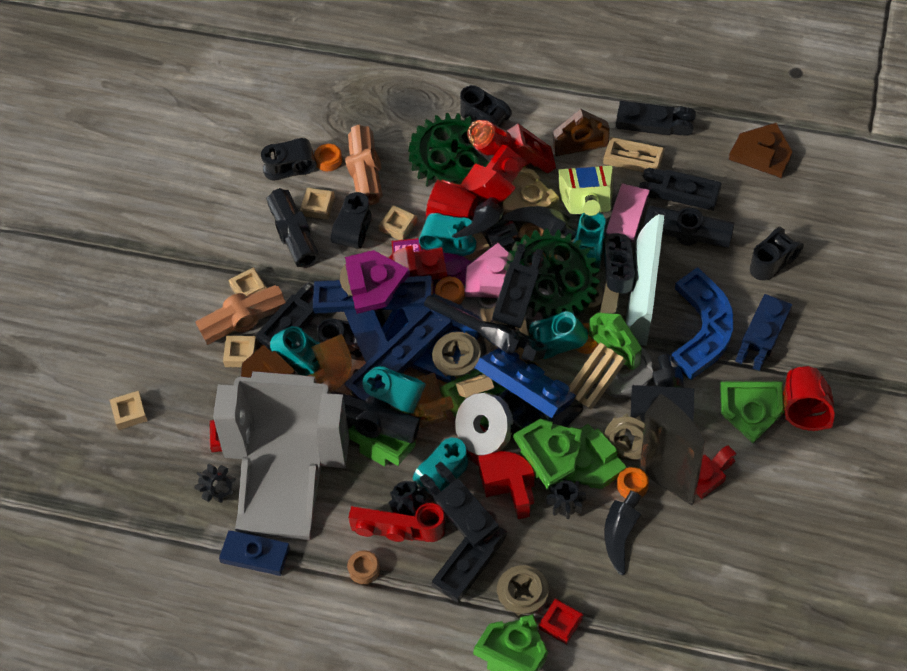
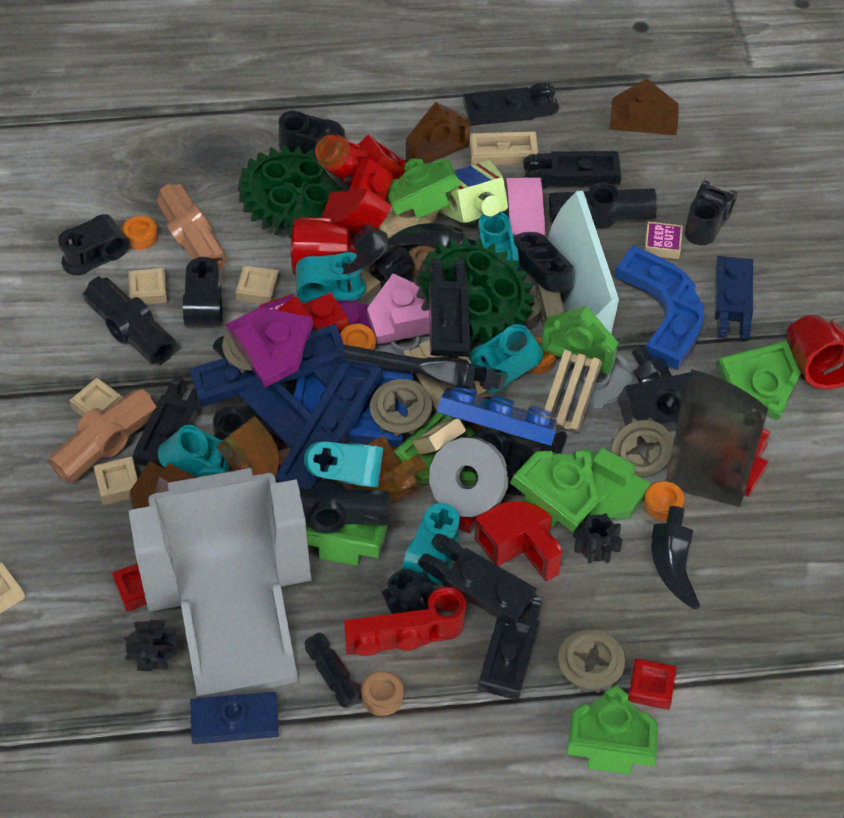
camera: 25 degrees left, 5 degrees down
(335, 539) = (332, 670): none -> black axle
(547, 177) = (423, 187): none -> bright green plate
(727, 268) = (663, 240): none -> tile

